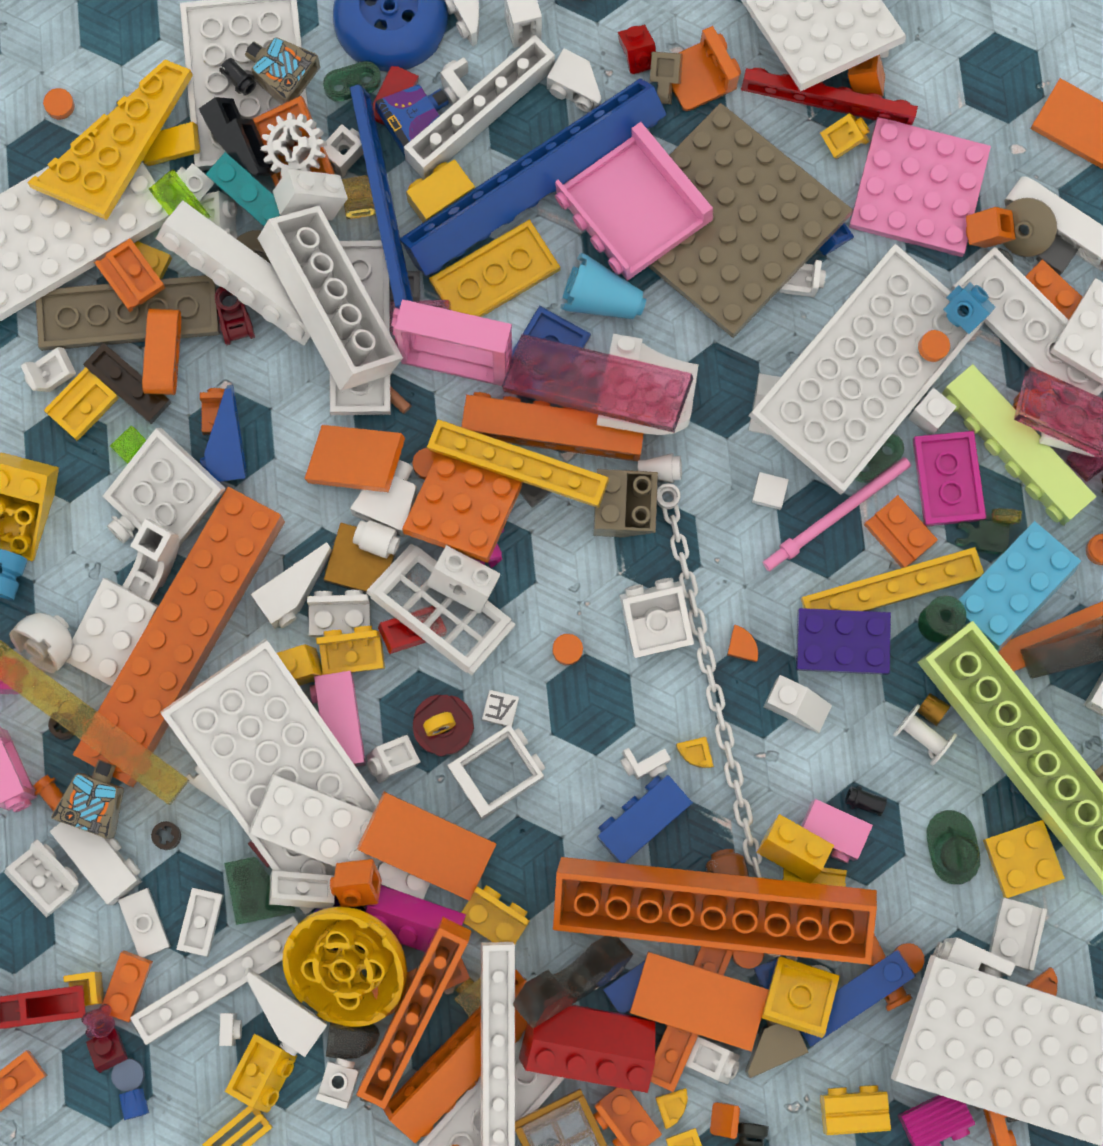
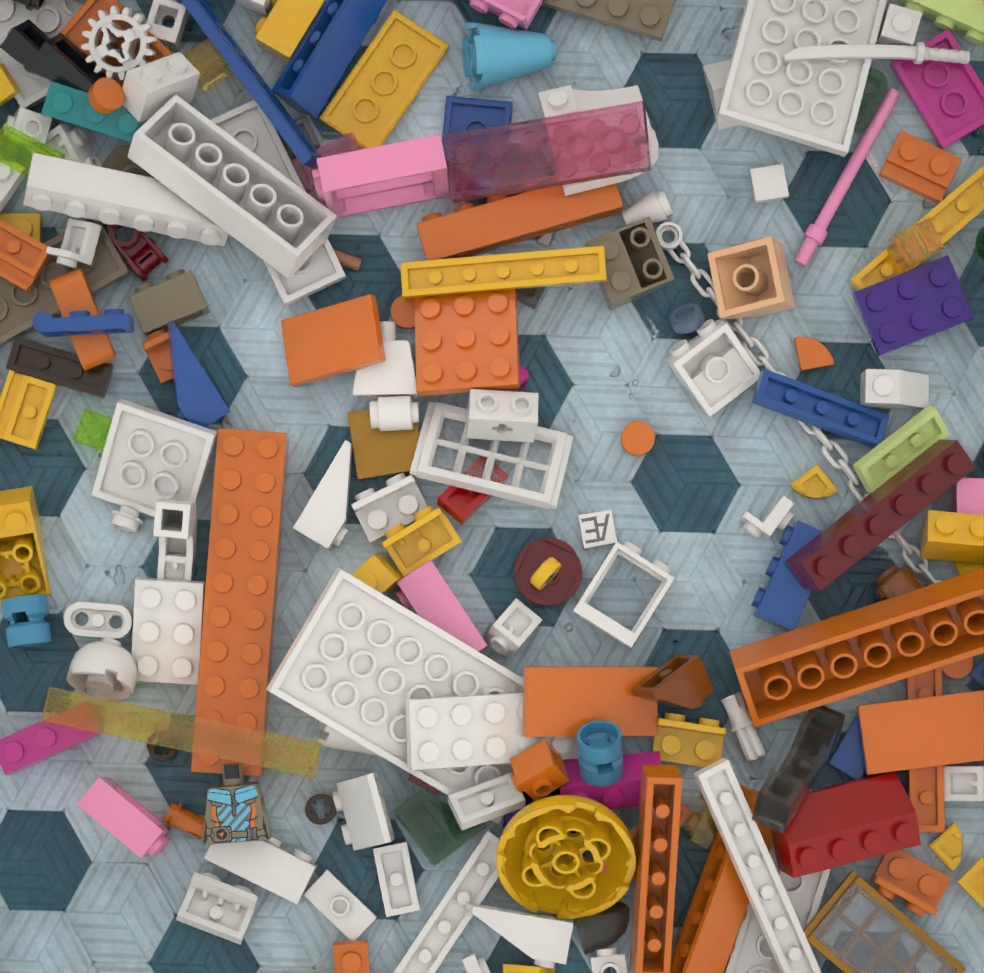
camera: 20 degrees left, 5 degrees up
(61, 600) = (99, 620): none -> white plate
(157, 353) = (82, 323): none -> blue plate
(186, 291) = (78, 243): none -> white bracket
(200, 852) = (364, 812): none -> white slope
(244, 369) = (173, 300): none -> dark tan brick
(262, 182) = (106, 95): none -> orange tile
(413, 892) = (600, 753): none -> dark azure wheel
(505, 864) = (677, 683): none -> dark orange slope
(545, 934) = (743, 726): none -> white axle
(652, 569) = (686, 318): none -> sand blue tile
(719, 561) = (751, 279): none -> light nougat slope
(728, 692) = (820, 408): none -> blue plate
(737, 799) = (880, 514): none -> dark red brick
(780, 755) = (900, 448): none -> yellowish green plate
(866, 591) = (914, 245): none -> clear yellow brick
(938, 438) = (877, 51): none -> white sword

